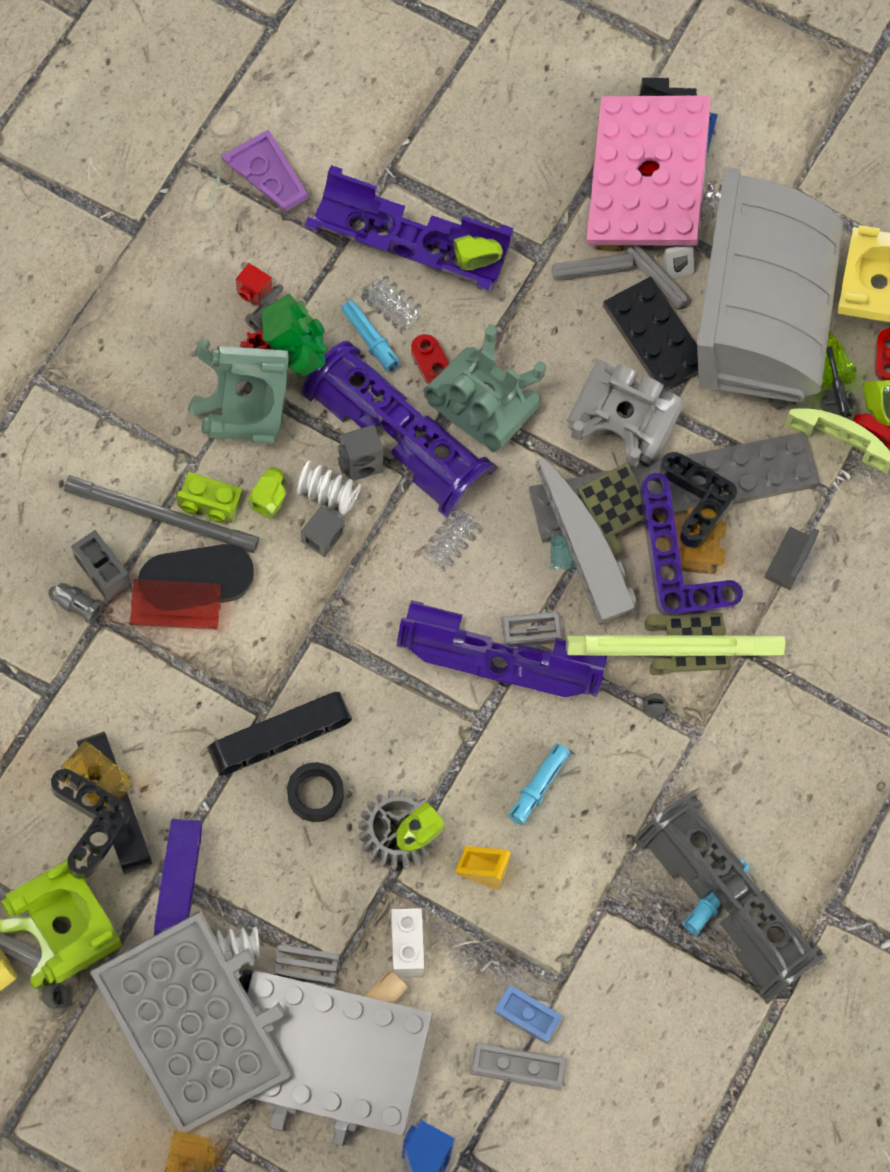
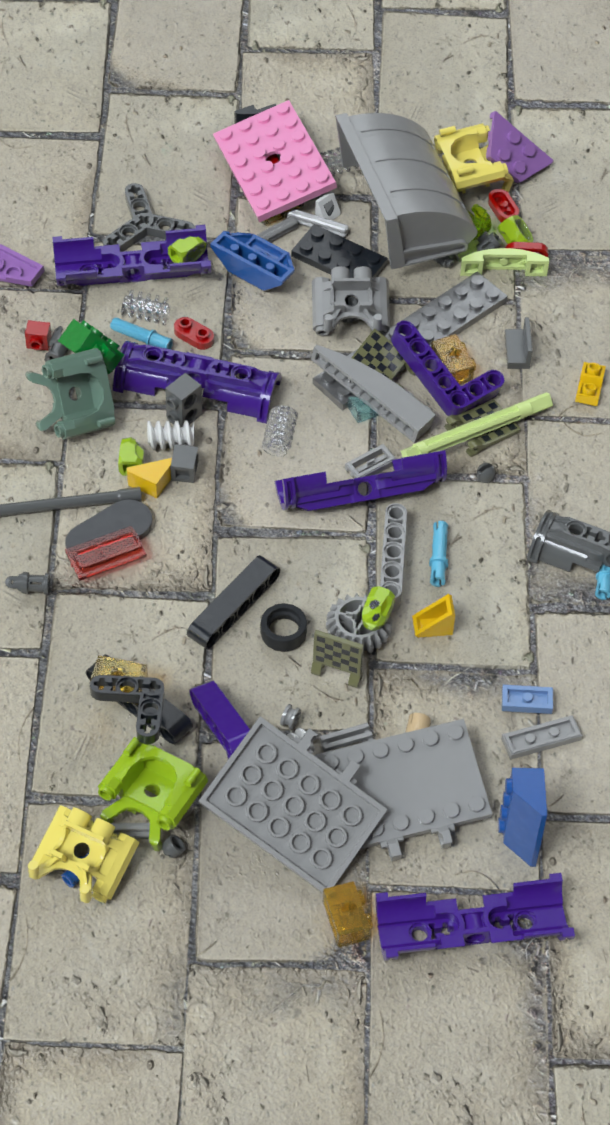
camera: 25 degrees left, 15 degrees down
(101, 565) = (35, 549): dark grey brick -> none
(209, 497) = (87, 479): lime bracket -> none
(261, 905) = (290, 716): none -> light grey bush
(277, 531) = (150, 476): none -> yellow slope
(331, 853) = (339, 654): none -> olive flag
(407, 942) = (412, 689): white brick -> none
(463, 175) = (144, 216): none -> dark grey piece
(469, 403) = (247, 334): sand green piece -> none
(487, 751) = (393, 551): none -> light grey beam
(550, 296) = (253, 259): none -> blue wedge
(709, 498) = (443, 323): black beam -> none
(837, 384) = (488, 232): black piece -> none
(846, 646) = (590, 383): none -> yellow slope

